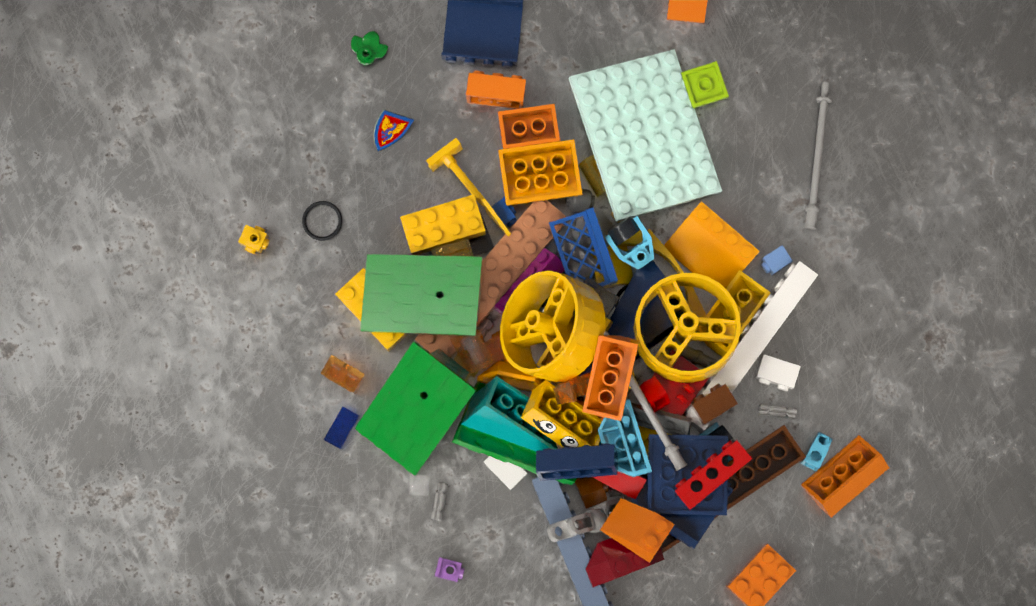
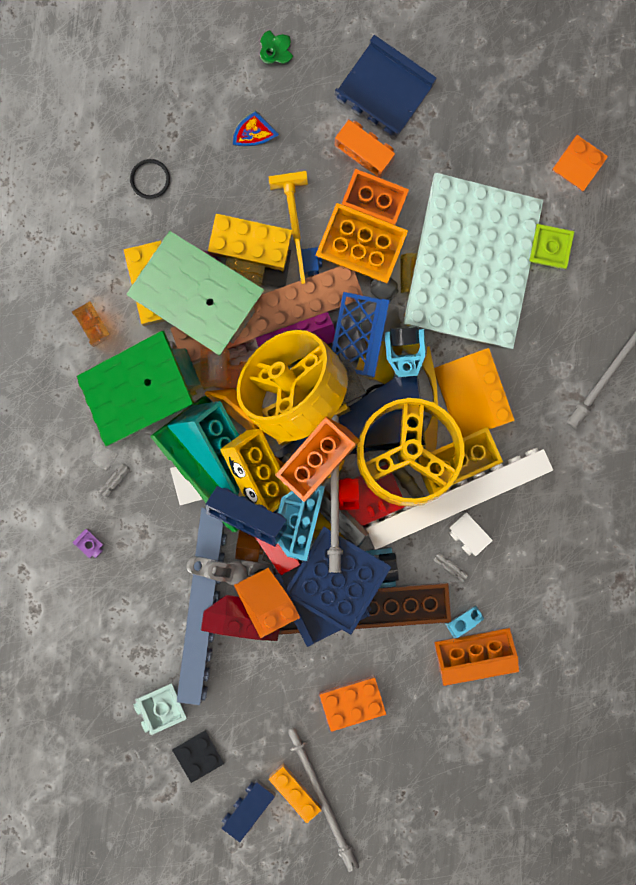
camera: 30 degrees right, 5 degrees up
(249, 234) = (77, 156): yellow brick -> none
(341, 427) = (65, 369): clear blue tile -> none
(571, 389) = (276, 449): clear orange window -> none
(713, 404) = (395, 532): reddish brown brick -> none
(740, 458) = (327, 604): red brick -> none
(776, 261) = (524, 436): medium blue brick -> none

